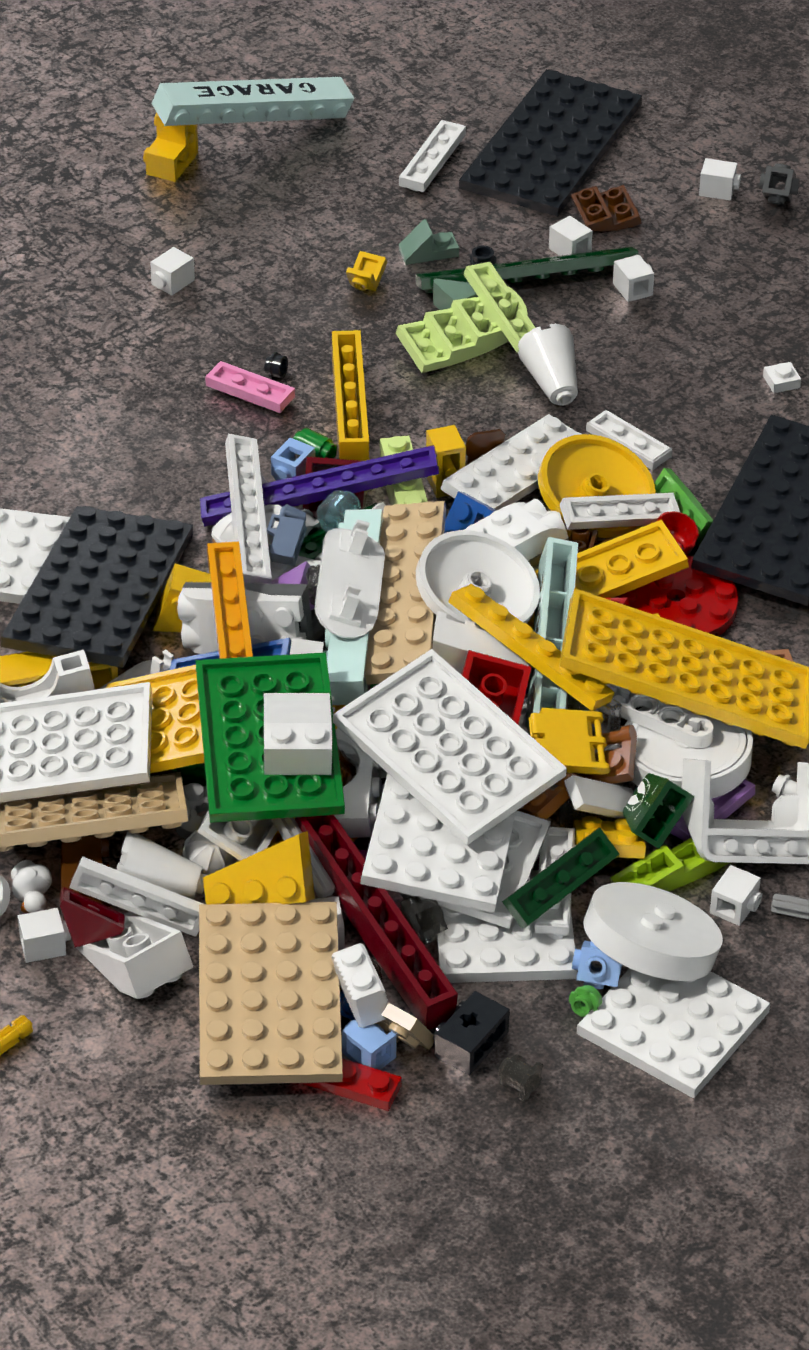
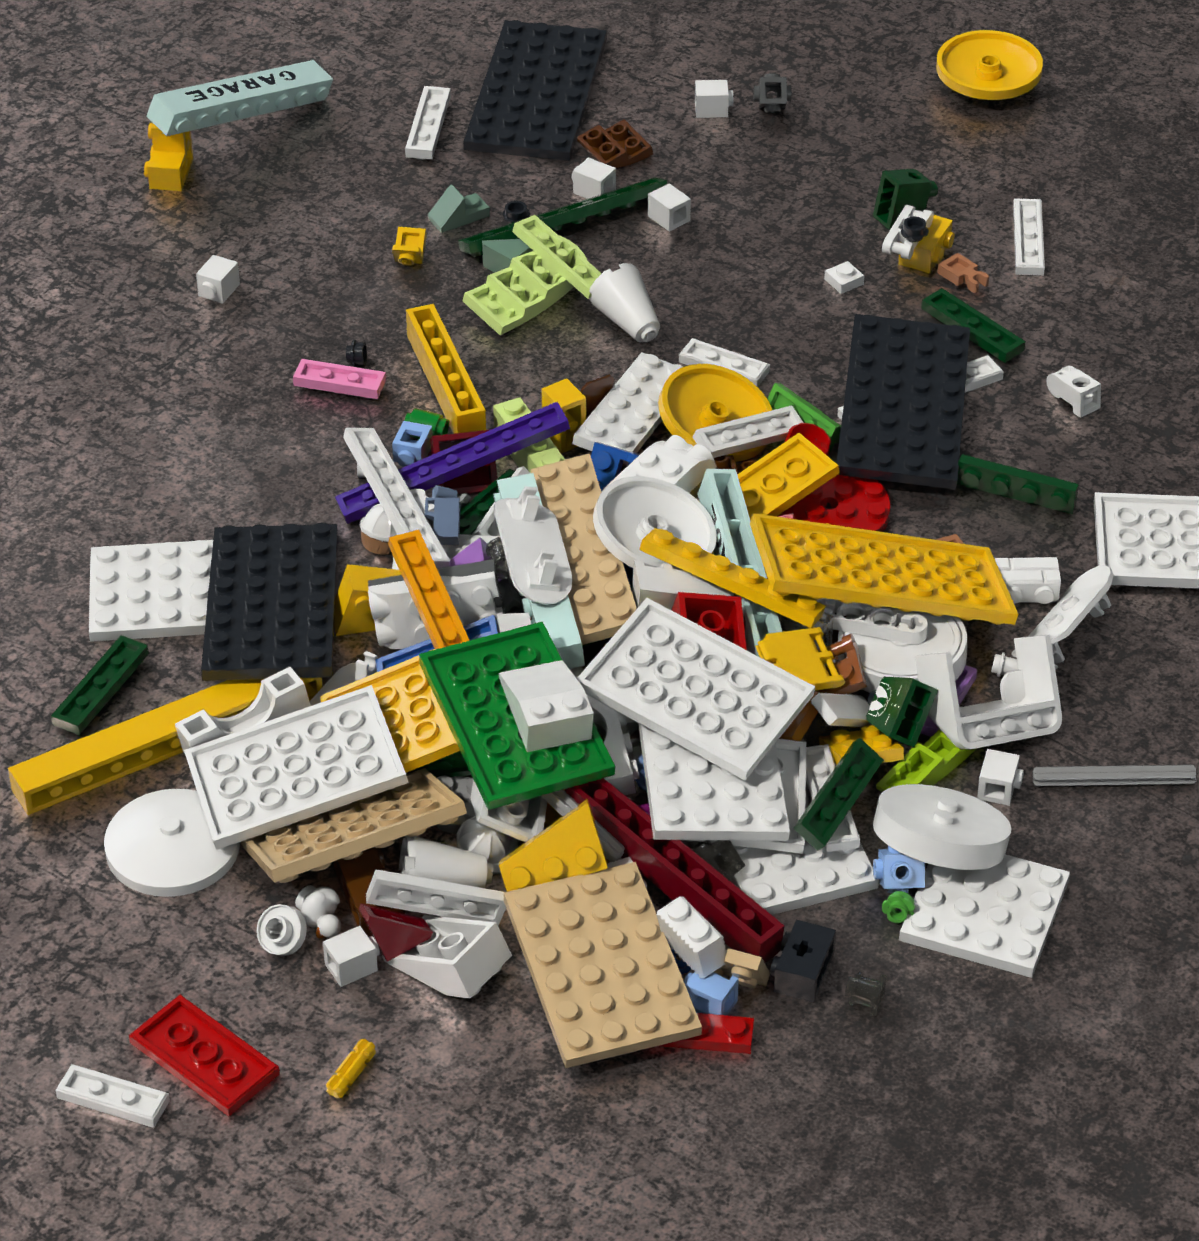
camera: 15 degrees left, 0 degrees up
(333, 508) = (481, 484): clear light blue head -> none

